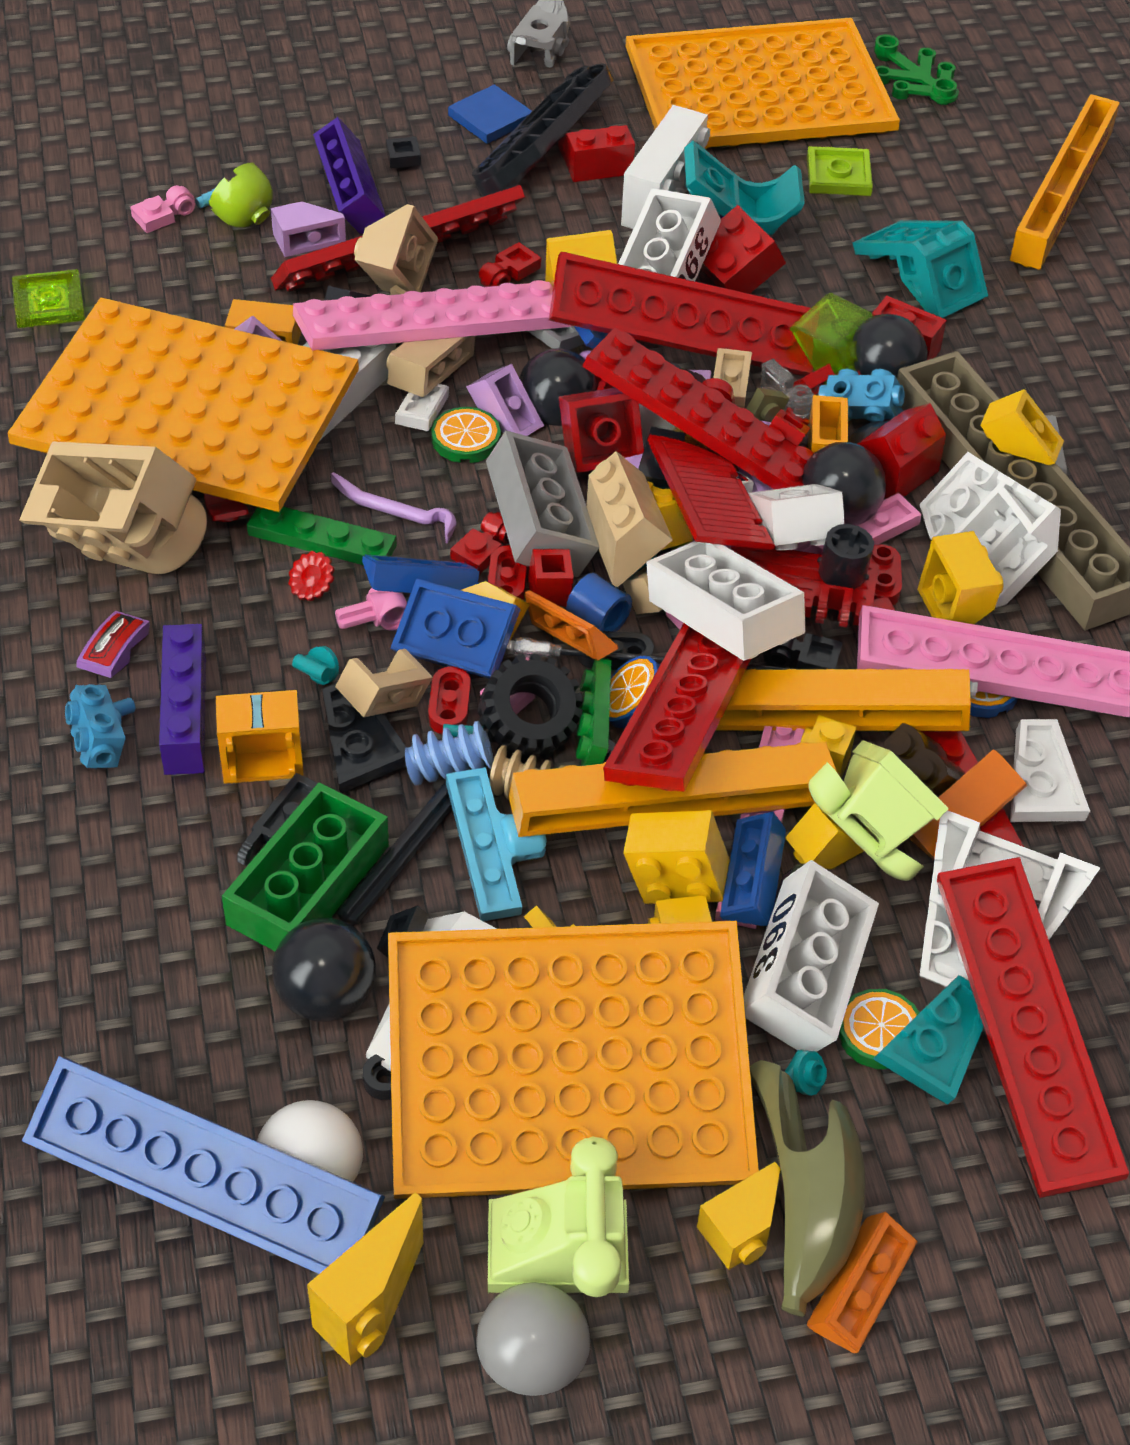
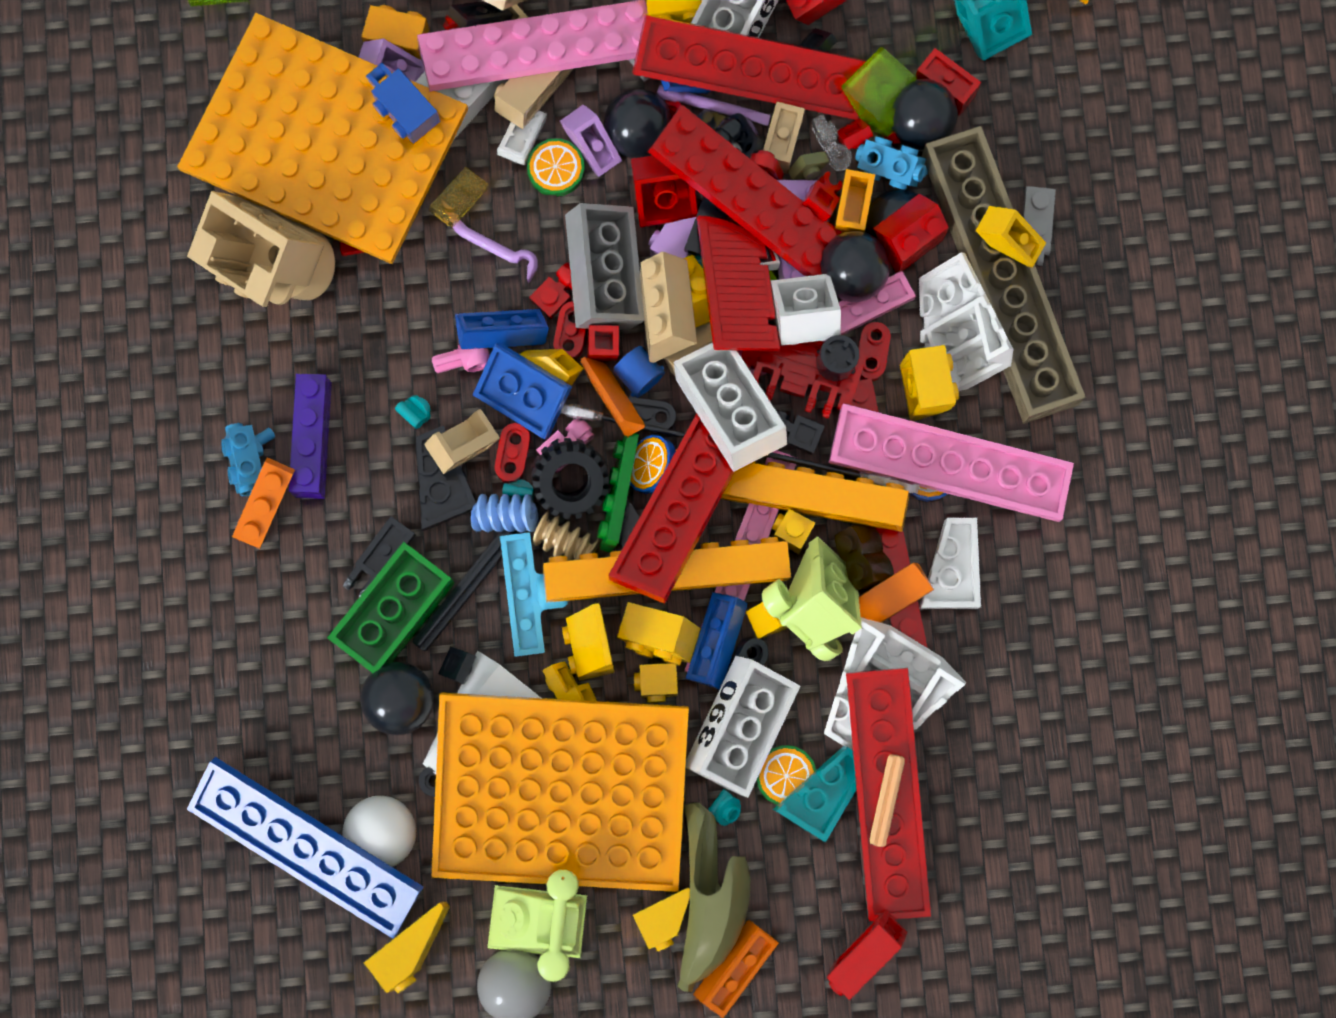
camera: 10 degrees right, 30 degrees up
(111, 644) = (259, 373): slope -> none
(124, 763) = (263, 503): none -> orange plate
(259, 736) = (364, 487): light orange container -> none
(284, 350) = (402, 103): none -> blue brick
(311, 576) = (416, 317): red piece -> none
(320, 534) = (437, 274): green plate -> none
(352, 463) = (458, 197): none -> clear yellow plate
(586, 870) = (589, 643): none -> yellow slope
(1031, 1020) = (887, 800): none -> light nougat axle
(1054, 1218) = (866, 955): none -> red window

